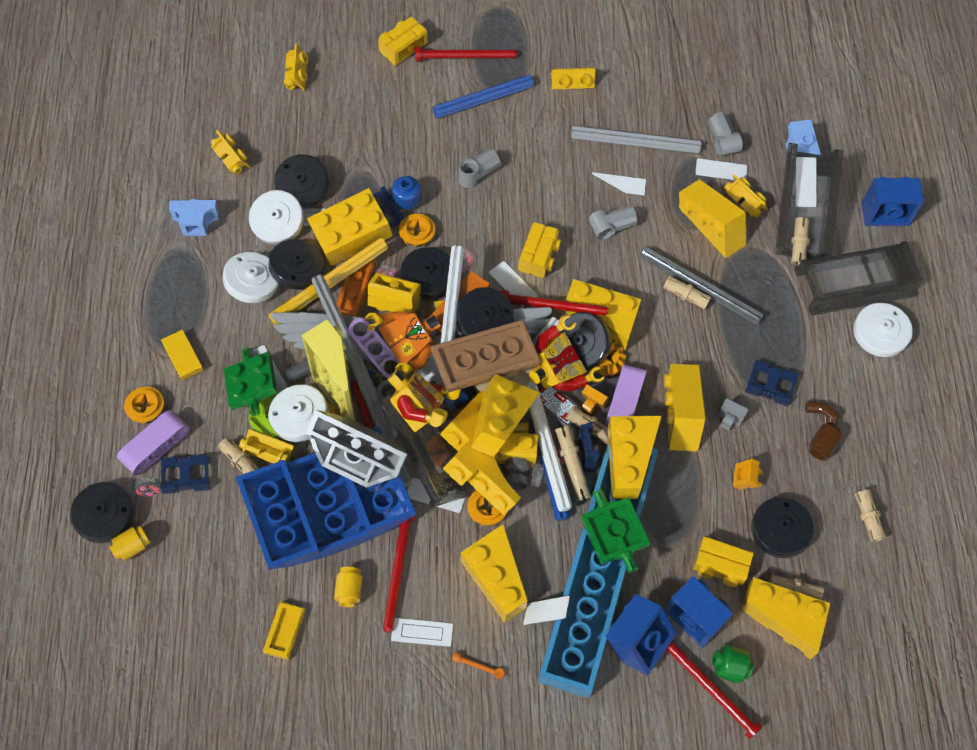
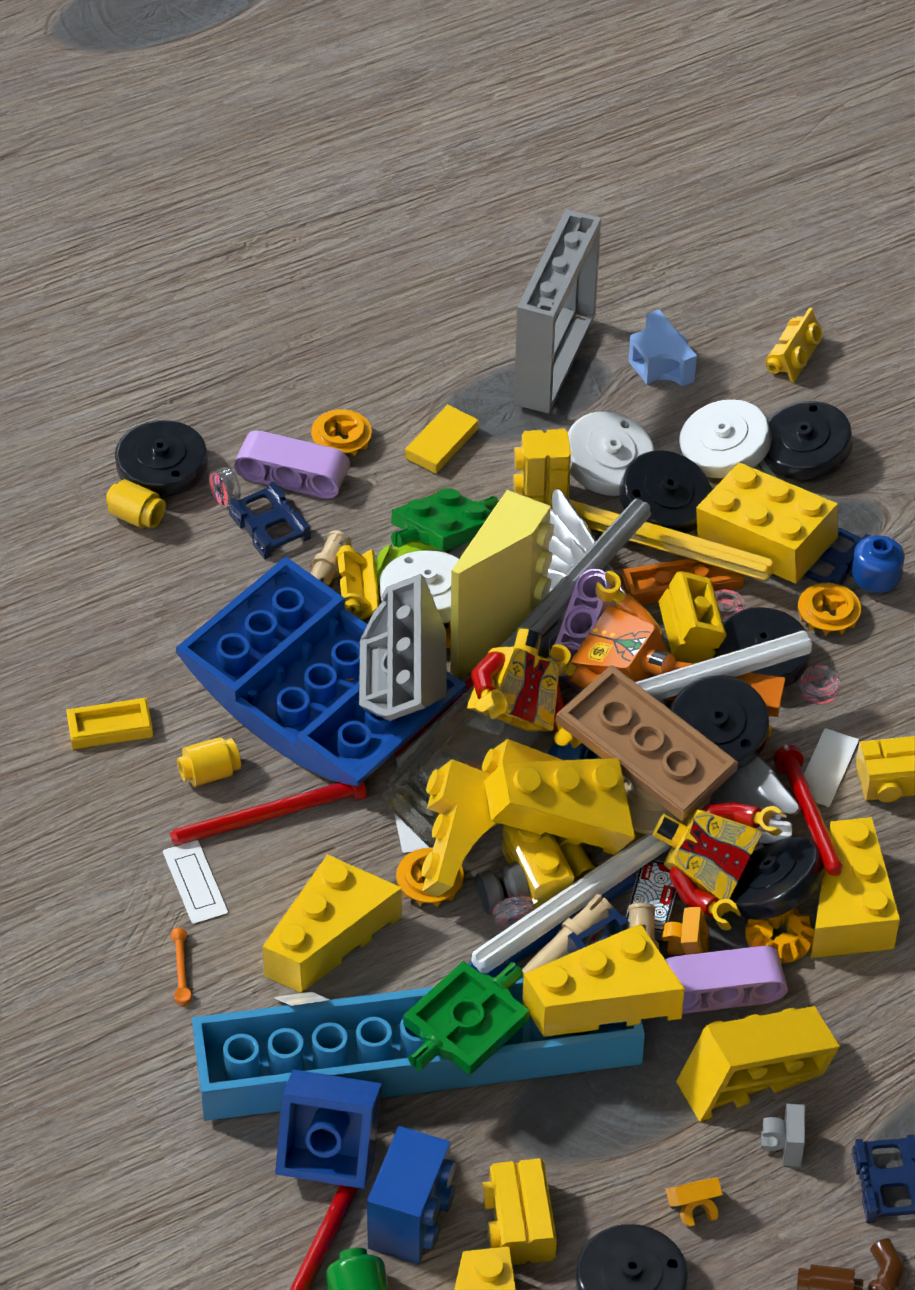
camera: 65 degrees right, 15 degrees down
(136, 226) = (546, 315): none -> light grey window
(250, 313) = (543, 465): none -> yellow brick

